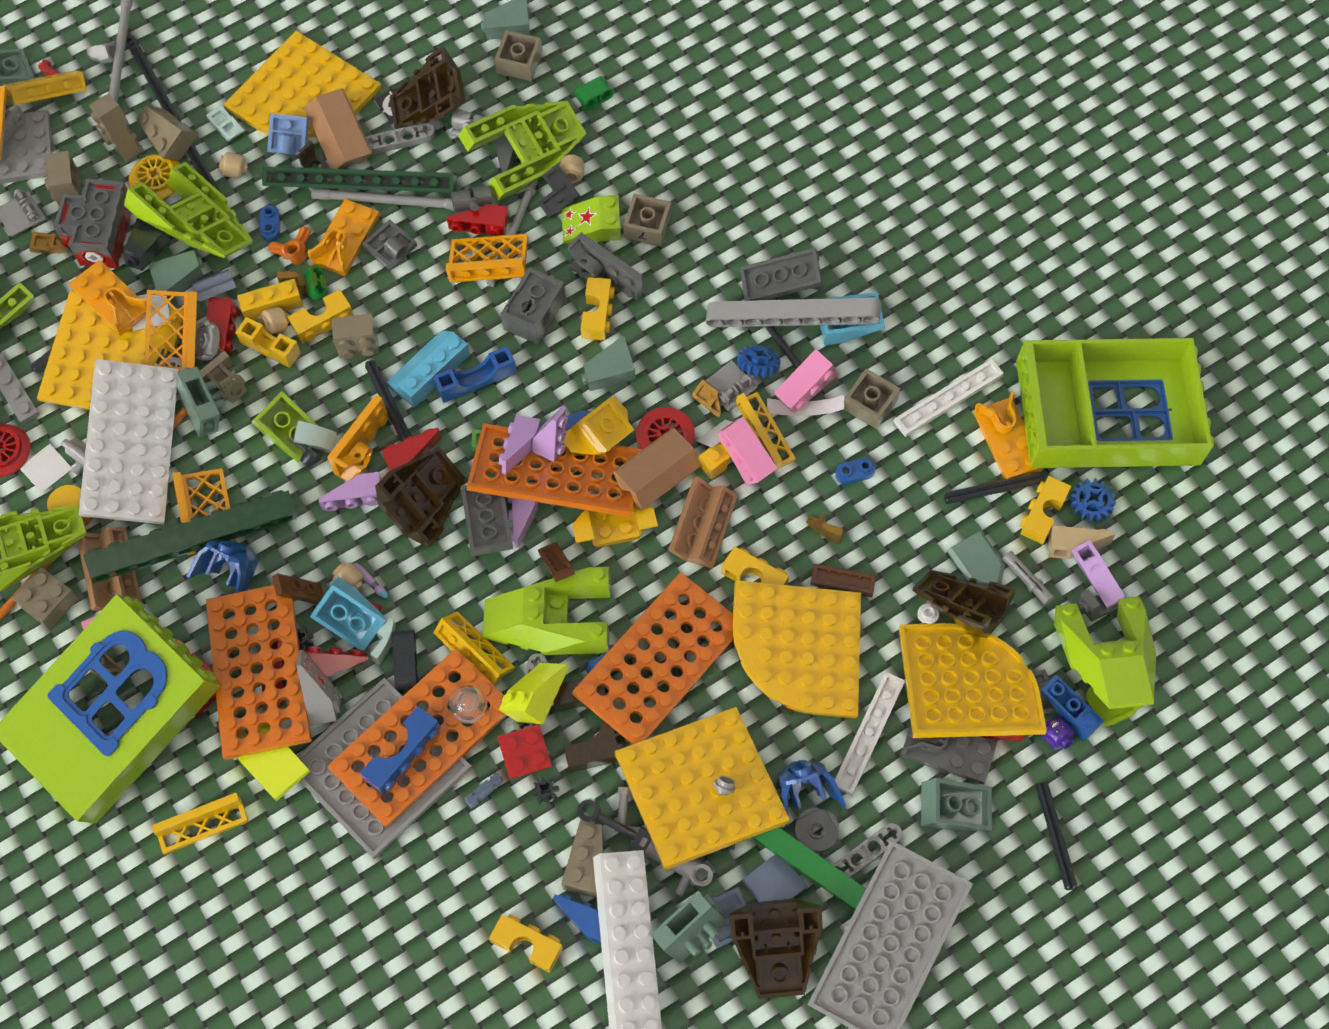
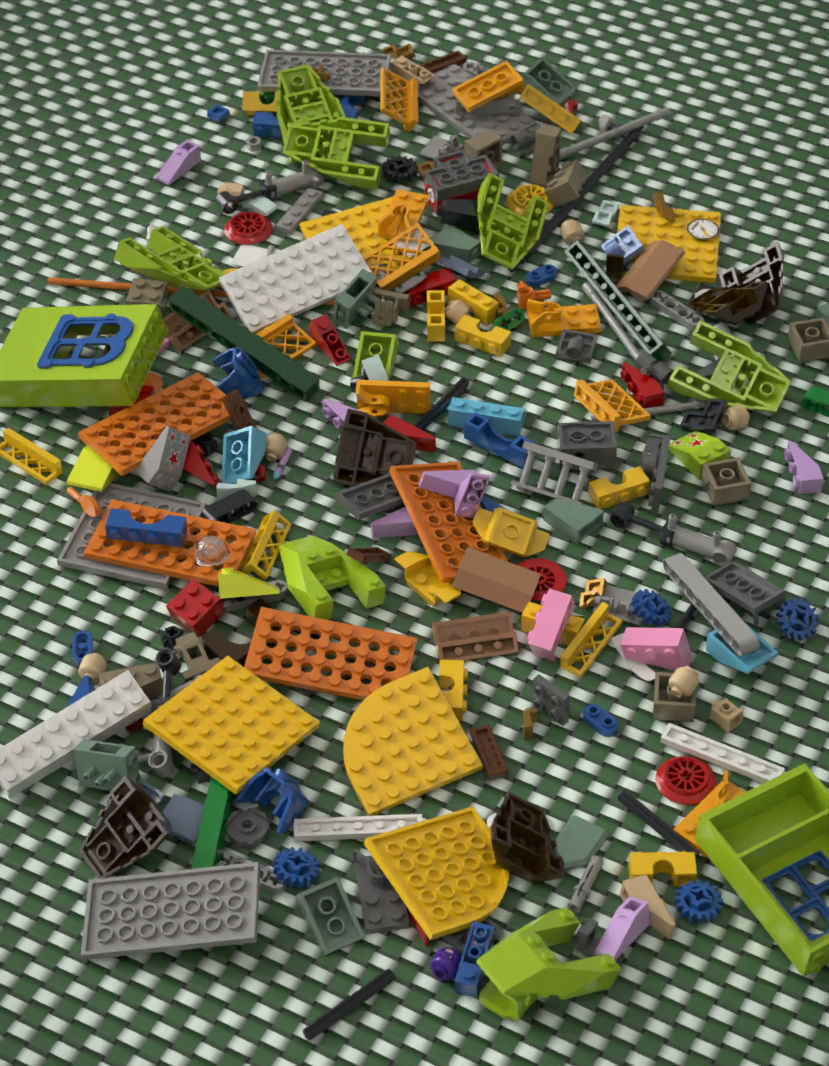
camera: 60 degrees right, 20 degrees down
(23, 265) = (399, 169): none -> black gear
(72, 130) = (524, 139): none -> dark grey pin
(230, 455) = (328, 340): none -> red slope
(260, 72) = (659, 202): none -> pearl gold slope
(311, 57) = (703, 229): none -> white sticker
(314, 793) = (87, 502): none -> orange piece
(355, 336) = (477, 357): dark tan brick -> none
(413, 44) = (767, 269): none -> dark brown wedge
(484, 790) = (151, 603): sand blue axle -> none
(506, 883) = (81, 645): none -> blue plate
(510, 932) = (41, 693): yellow arch -> none
(538, 342) = (550, 456): none -> light grey fence
(542, 885) = (91, 666): none -> tan head
(573, 783) = (190, 644): none -> dark tan tile
(668, 153) = (805, 471): none -> lavender slope
(681, 294) = (673, 534): none -> light grey piece
(724, 785) = (236, 728): light grey plate -> none
(822, 498) = (551, 700): none -> dark grey plate
(838, 256) = (801, 611): none -> blue gear
(876, 382) = (683, 681): none -> tan head
(892, 817) = (296, 867): none -> blue gear
(907, 369) = (726, 714): none -> tan brick
(953, 458) = (671, 780): none -> red piece

